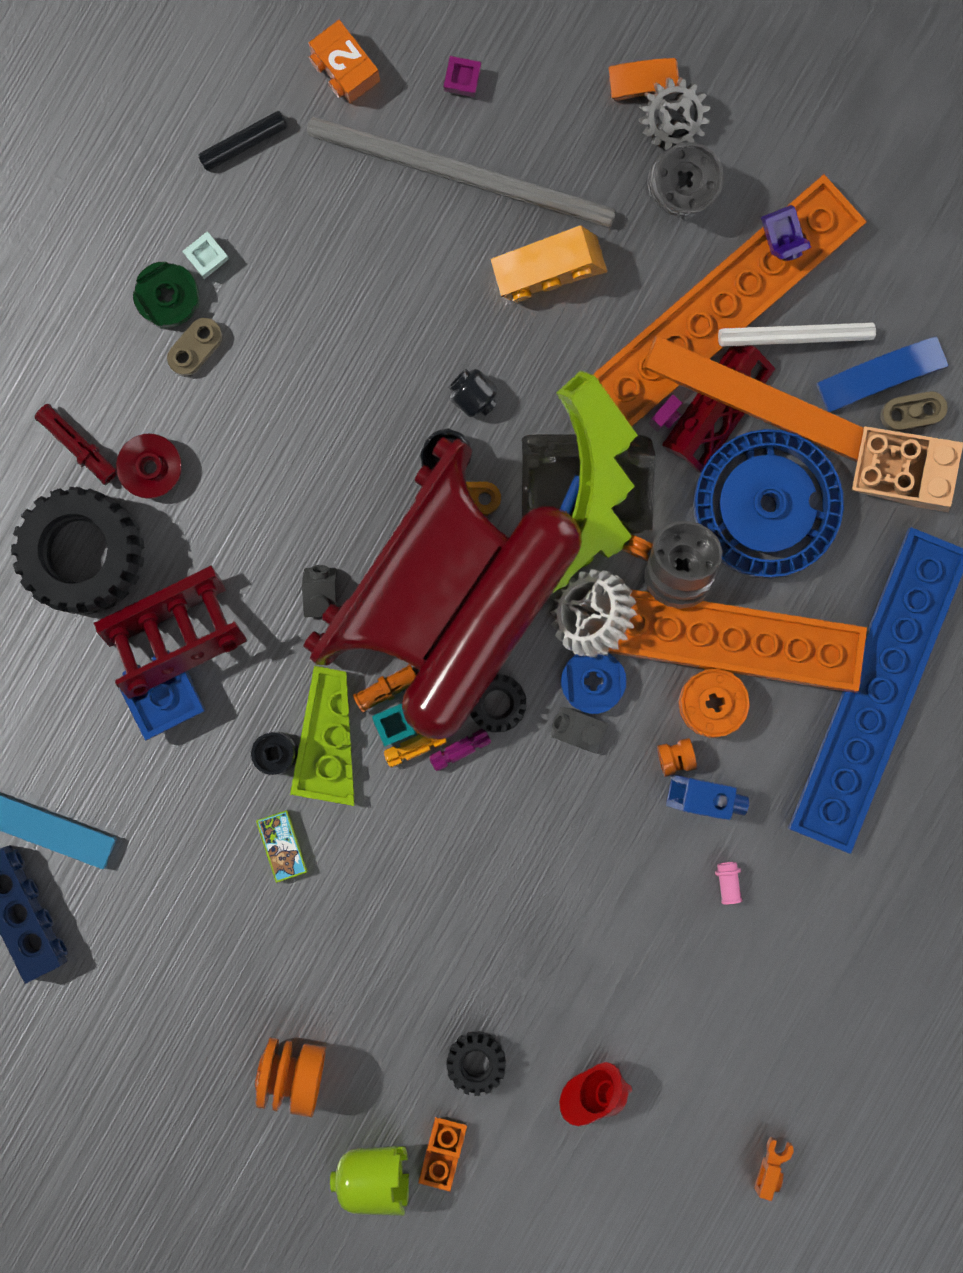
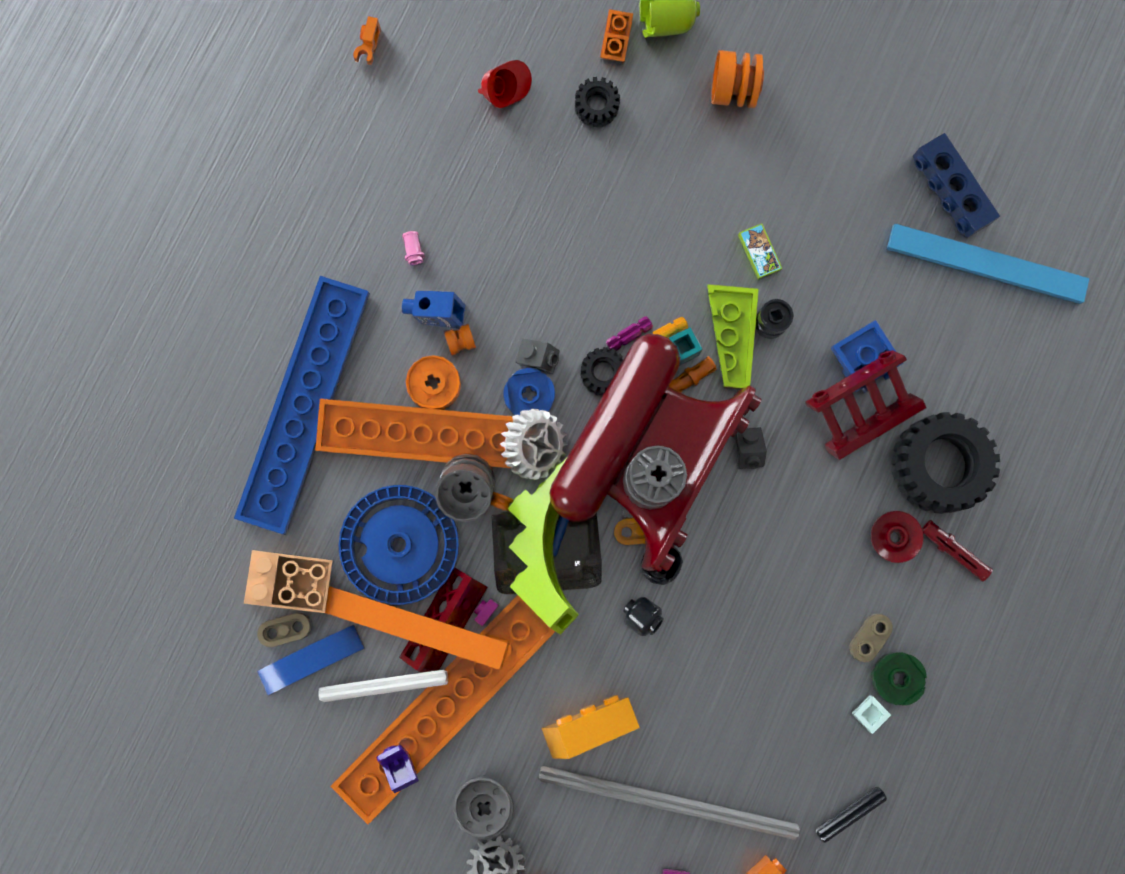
camera: 170 degrees right, 5 degrees down
(464, 563) = (644, 488): none -> flat silver wheel

